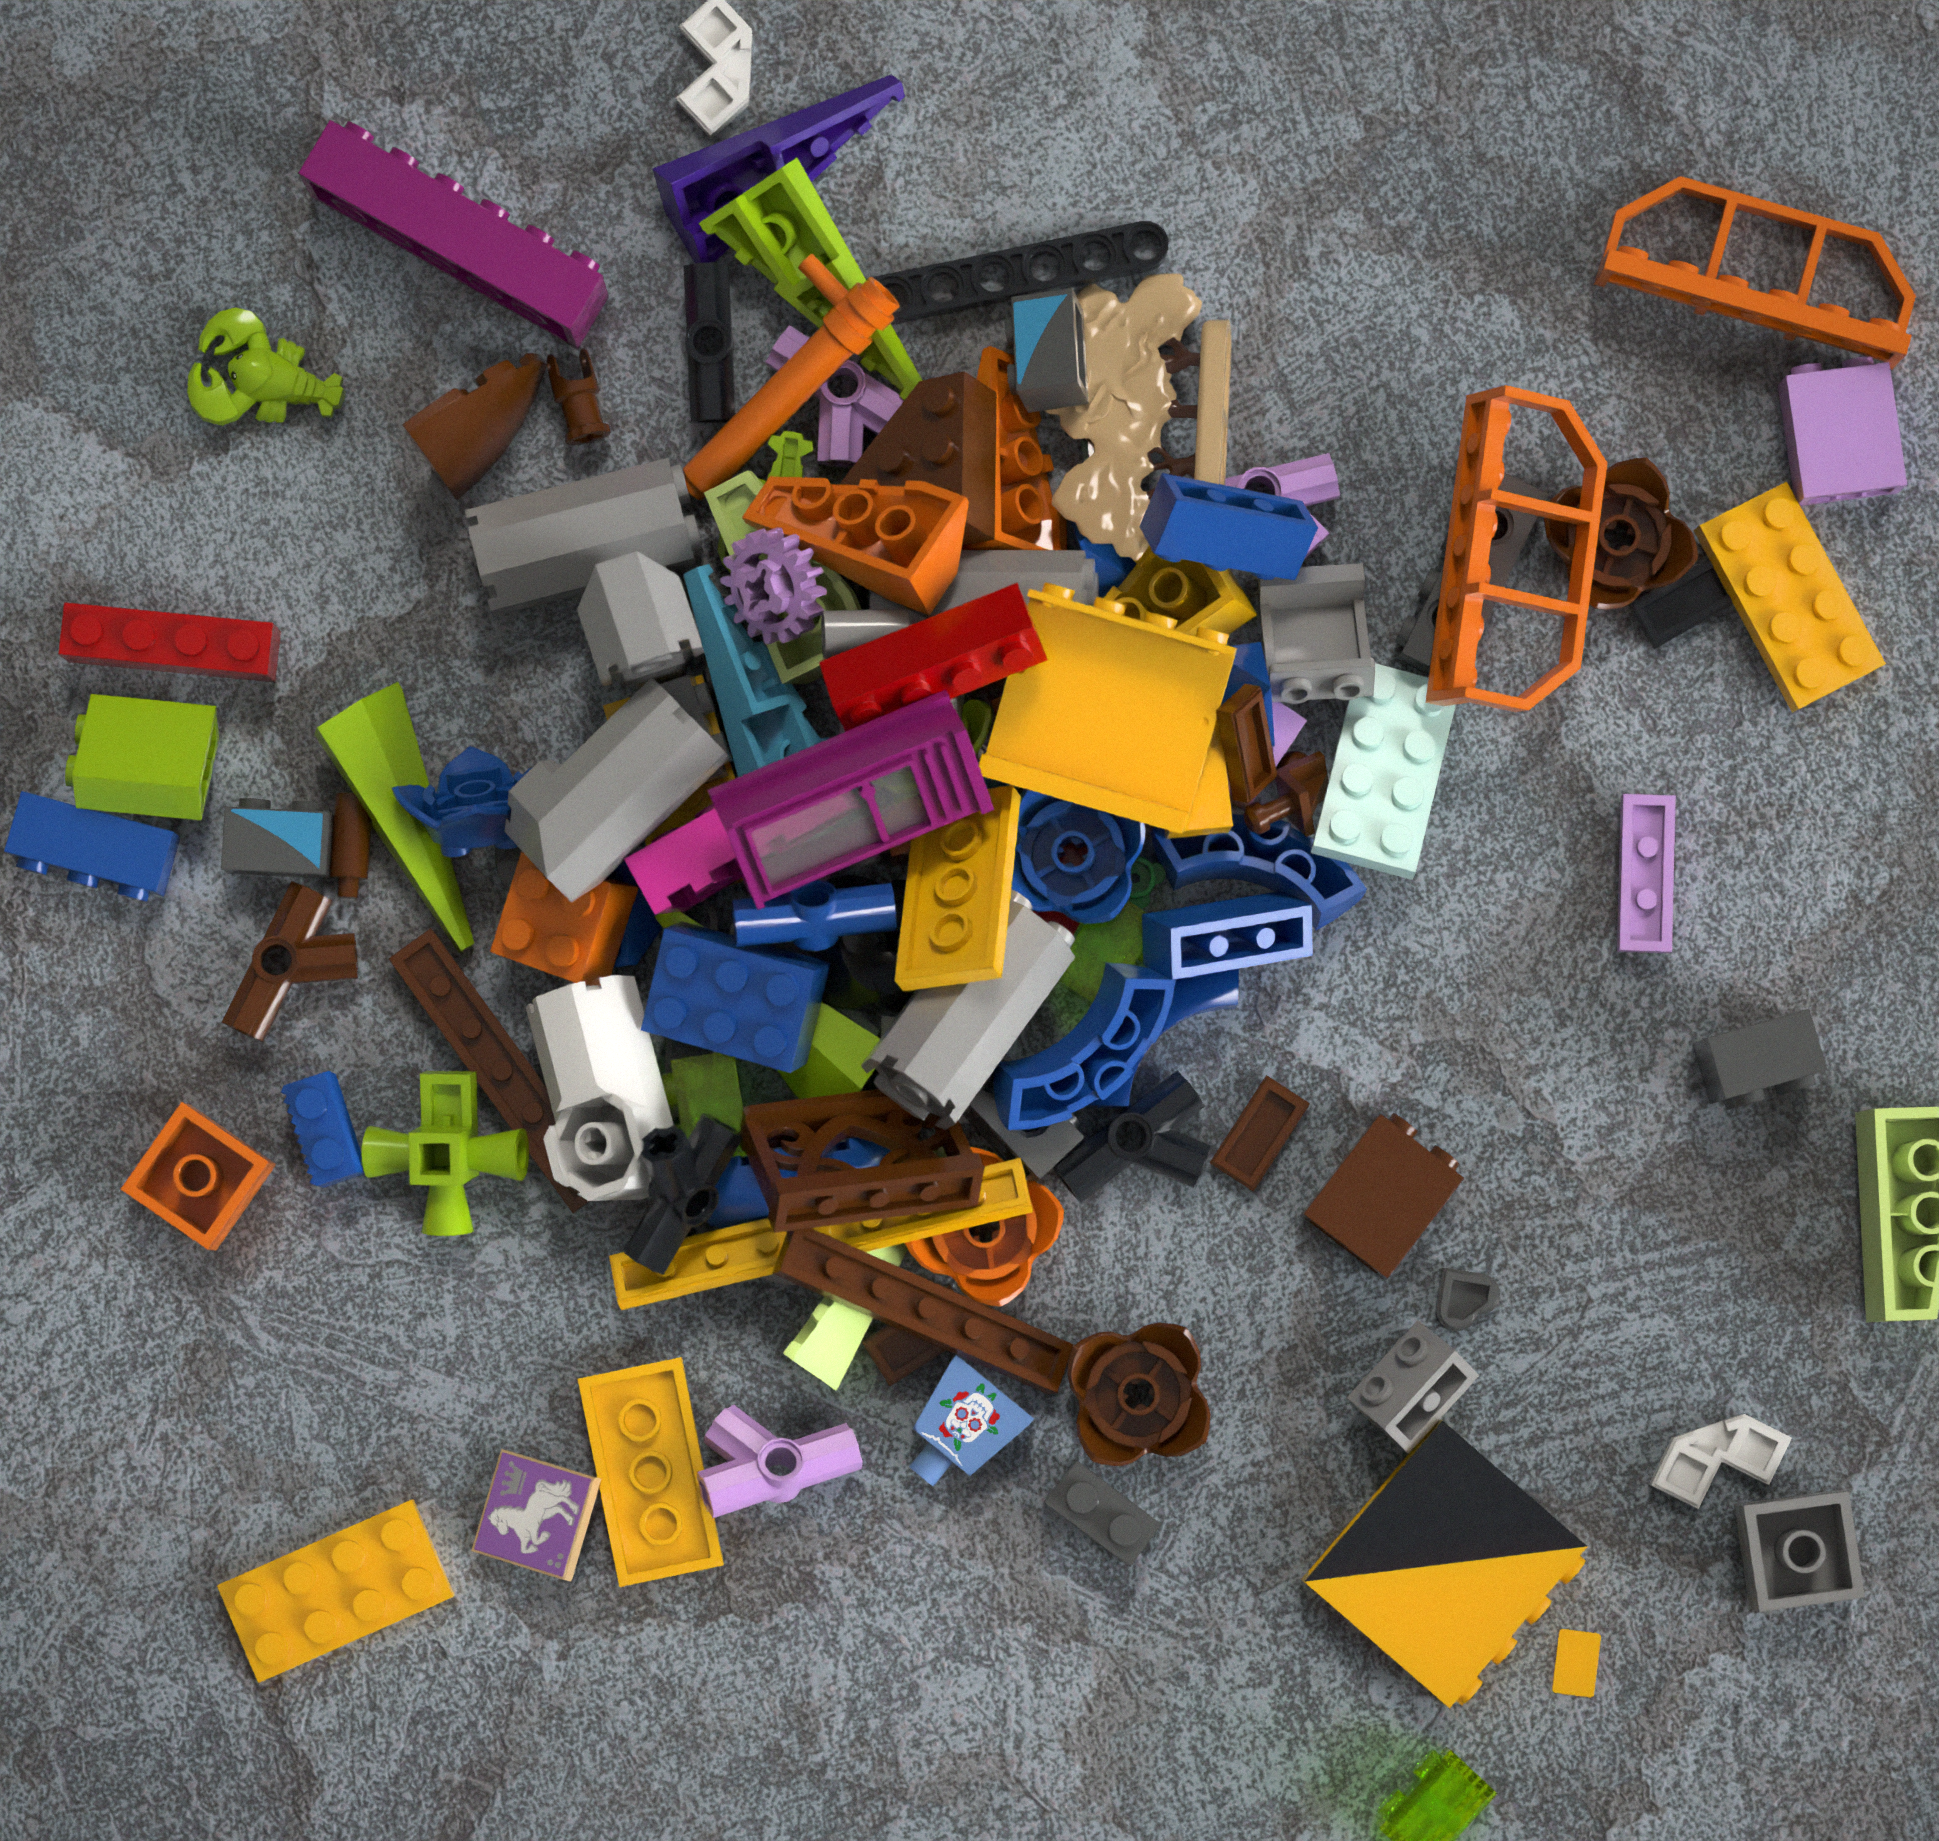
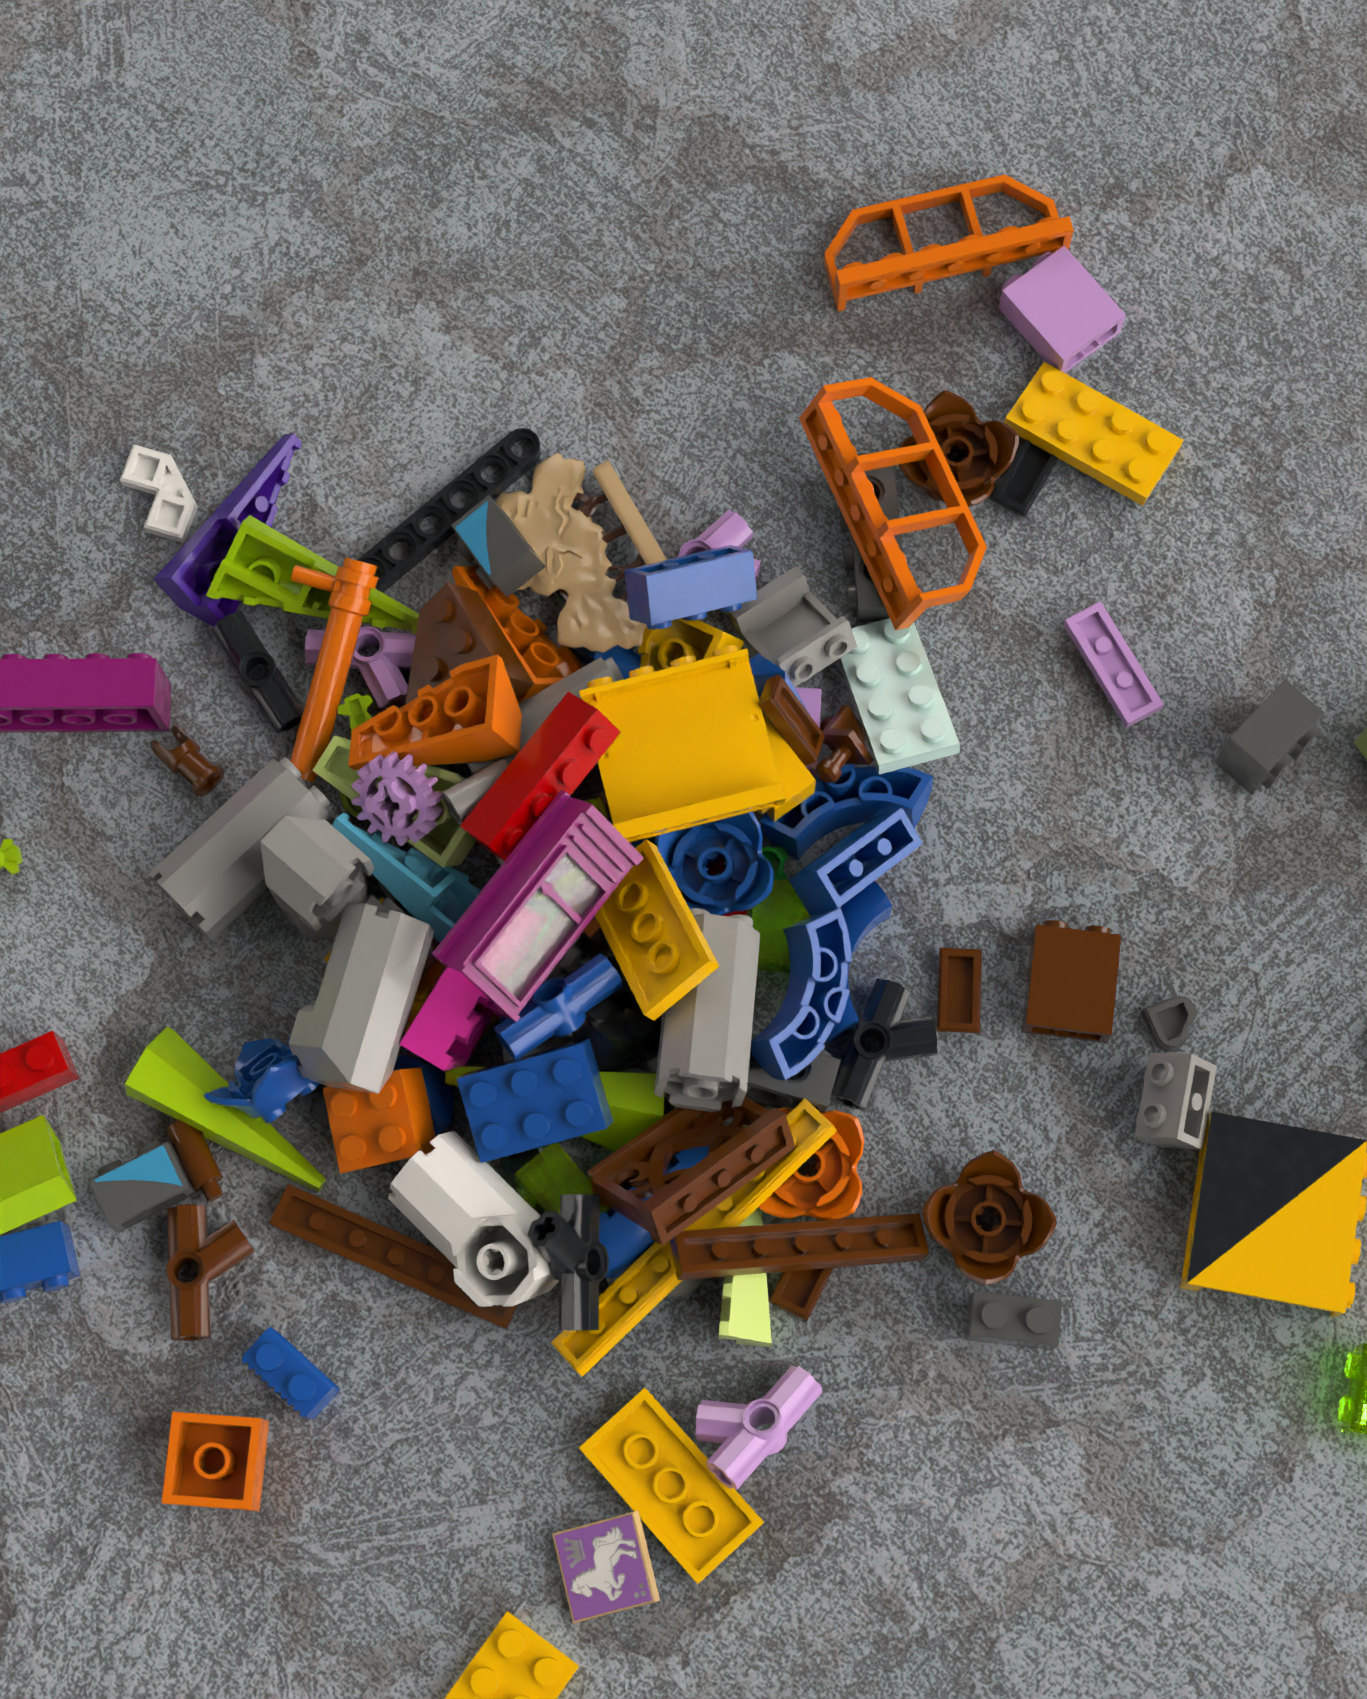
camera: 25 degrees left, 10 degrees down
(446, 1150) = (388, 1336): lime brick -> none
(470, 431) = (122, 815): reddish brown brick -> none
(965, 1423) = (876, 1313): medium blue torso -> none

